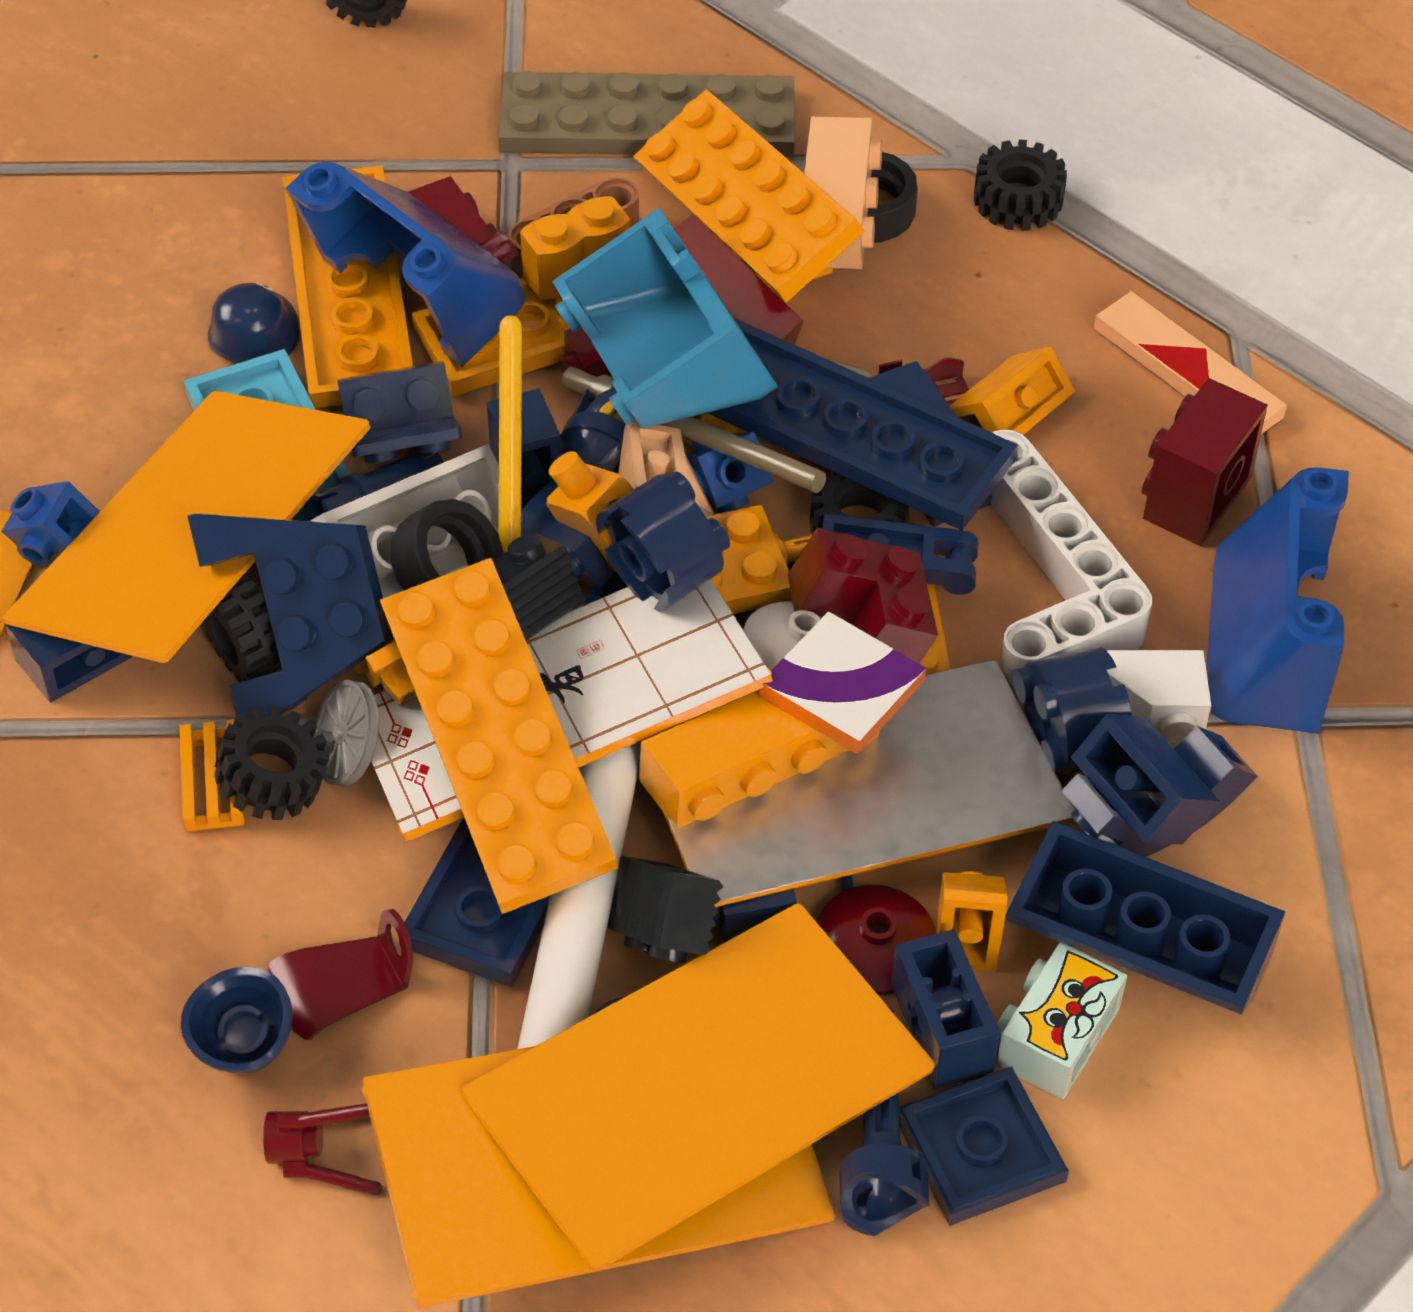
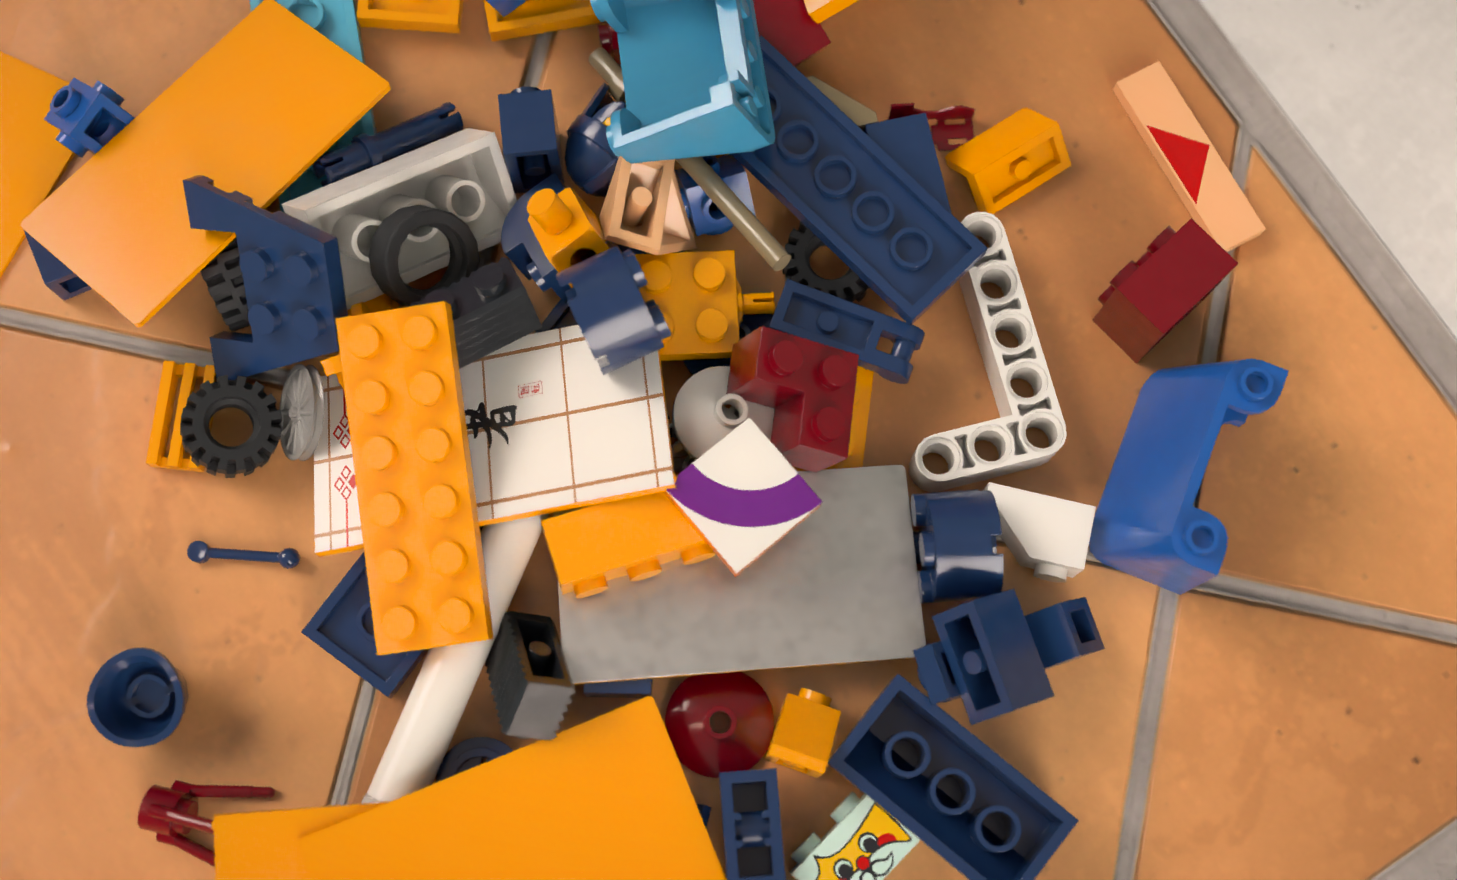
camera: 10 degrees right, 25 degrees up
(261, 896) = (201, 553): none -> dark blue hinge
(344, 976) = (242, 657): dark red piece -> none
(403, 409) = (432, 64): dark blue bracket -> none
(510, 429) = (505, 148): yellow piece -> none

